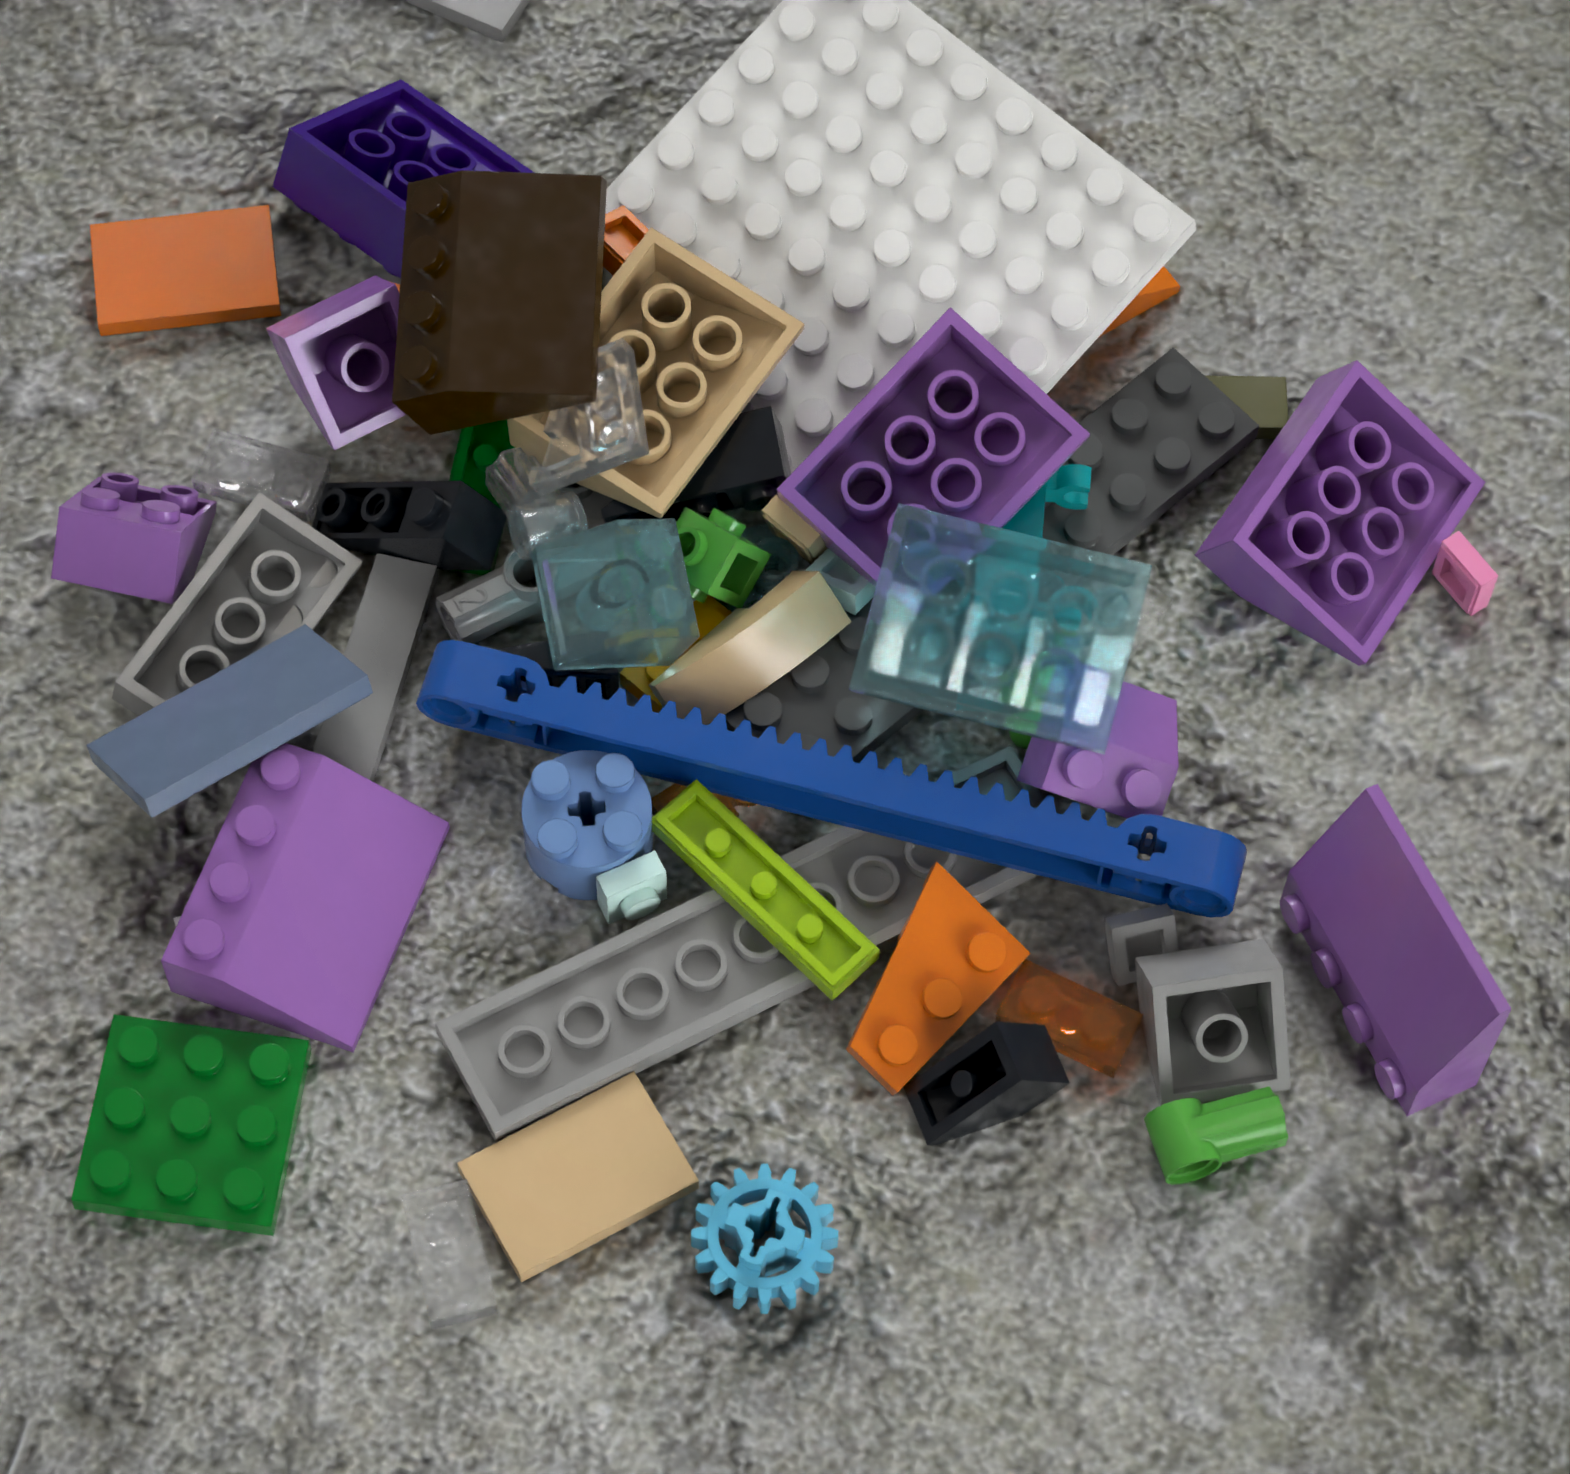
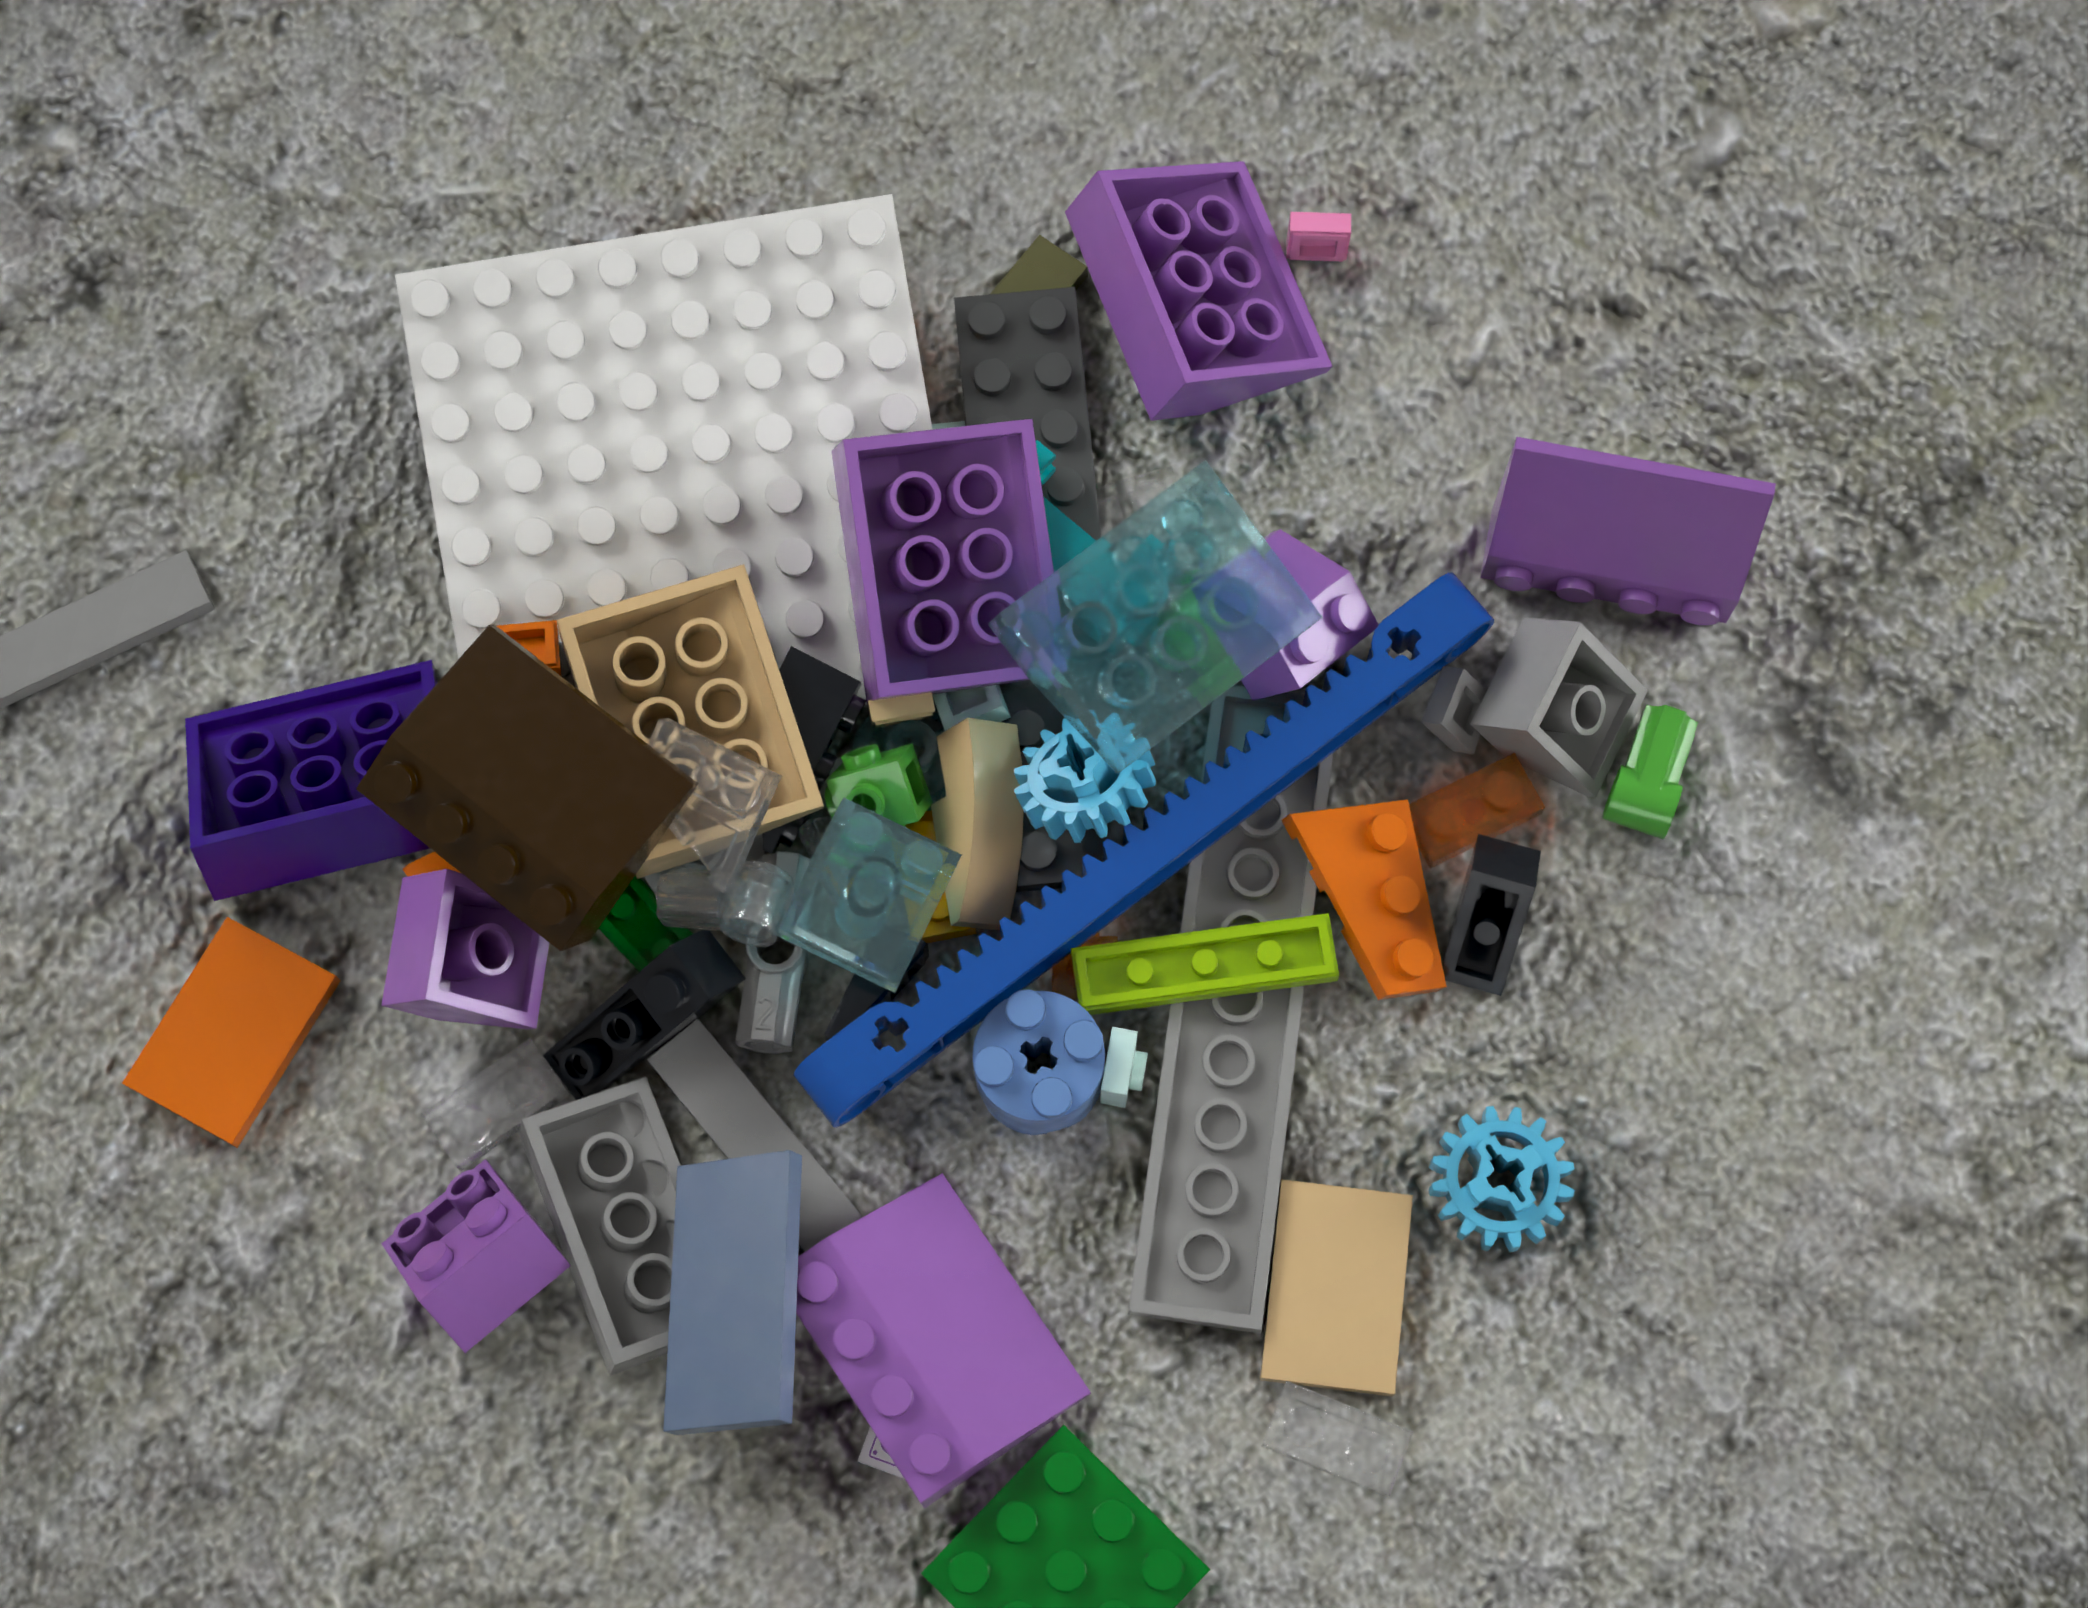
camera: 50 degrees left, 10 degrees up
(816, 689) = (1076, 788): none -> medium azure gear

